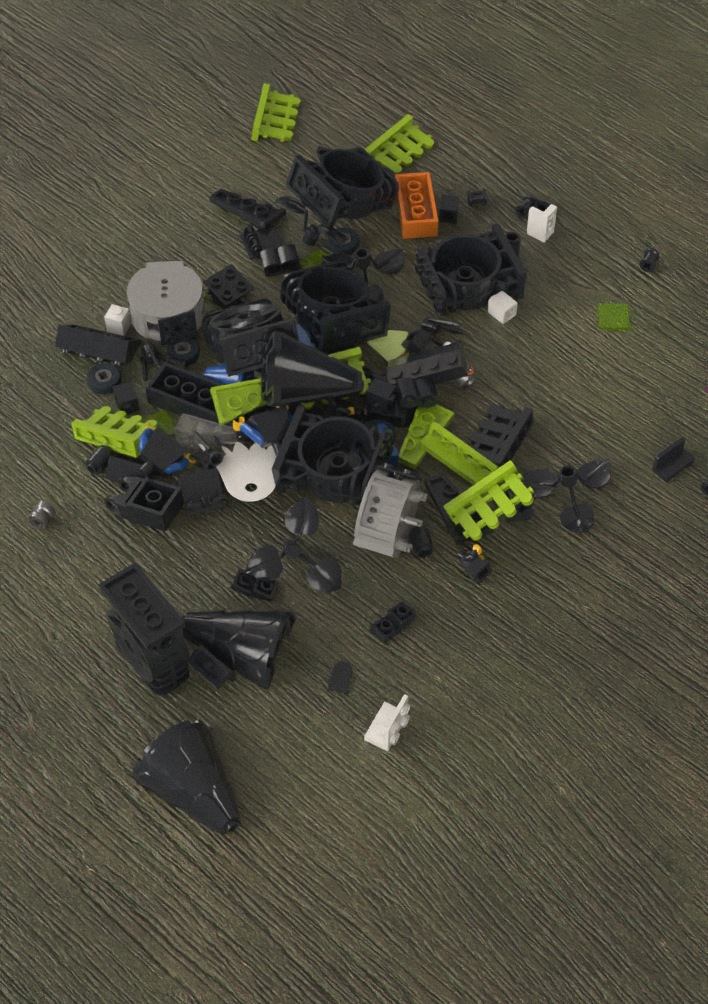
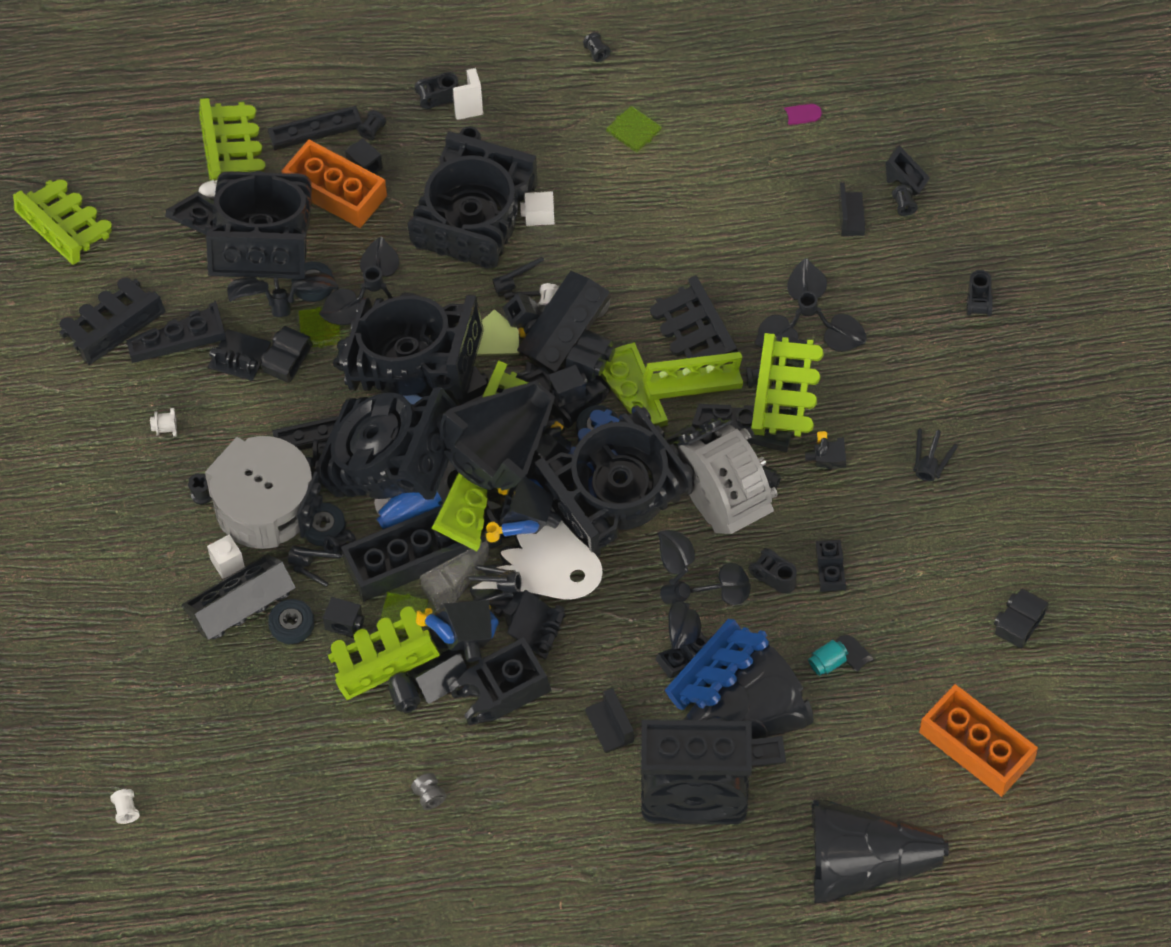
camera: 50 degrees left, 5 degrees up
(172, 576) = (610, 722): none -> black panel
(183, 239) = (164, 422): none -> white brick
(221, 179) = (114, 331): none -> black fence
(227, 285) = (278, 420): black hinge -> none
(254, 600) = (707, 665): none -> blue fence
(320, 664) = (828, 657): none -> teal brick
(330, 791) = (978, 740): none -> orange brick
(358, 591) = (770, 569): none -> black piece
(387, 724) = (943, 643): white bracket -> none
(449, 176) = (314, 127): none -> black tile
(453, 758) = (1021, 617): none -> black brick
(521, 627) = (928, 468): none -> black plant
(682, 574) = (979, 297): none -> black piece

